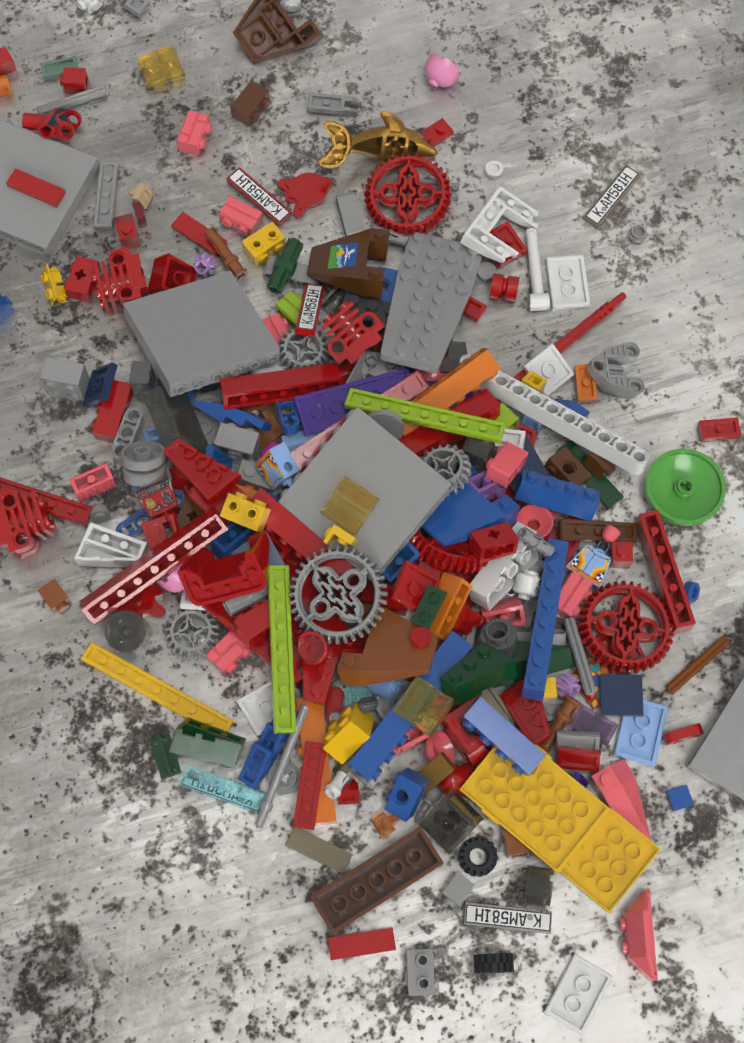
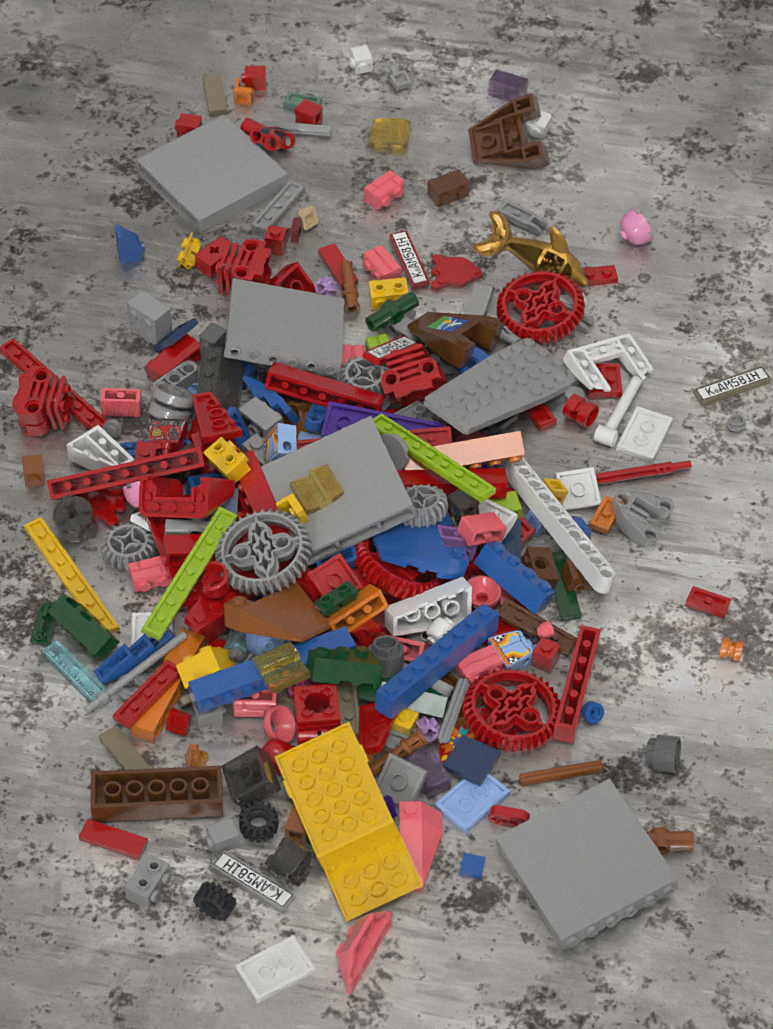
camera: 30 degrees right, 20 degrees down
(36, 187) = (220, 173): red tile -> none
(334, 788) = (167, 704): white pin -> none
(414, 786) = (226, 740): blue brick -> none
(420, 637) = (312, 615): red tile -> none
(436, 771) = (251, 736): pearl gold tile -> none
(493, 170) = (635, 323): white tile -> none
(493, 542) = (426, 575): red brick -> none
(503, 736) = (333, 717): brick -> none
(535, 541) = (465, 592): light grey pin -> none
(578, 758) = (397, 784): red tile -> none
(685, 487) = (642, 628): bright green dish -> none

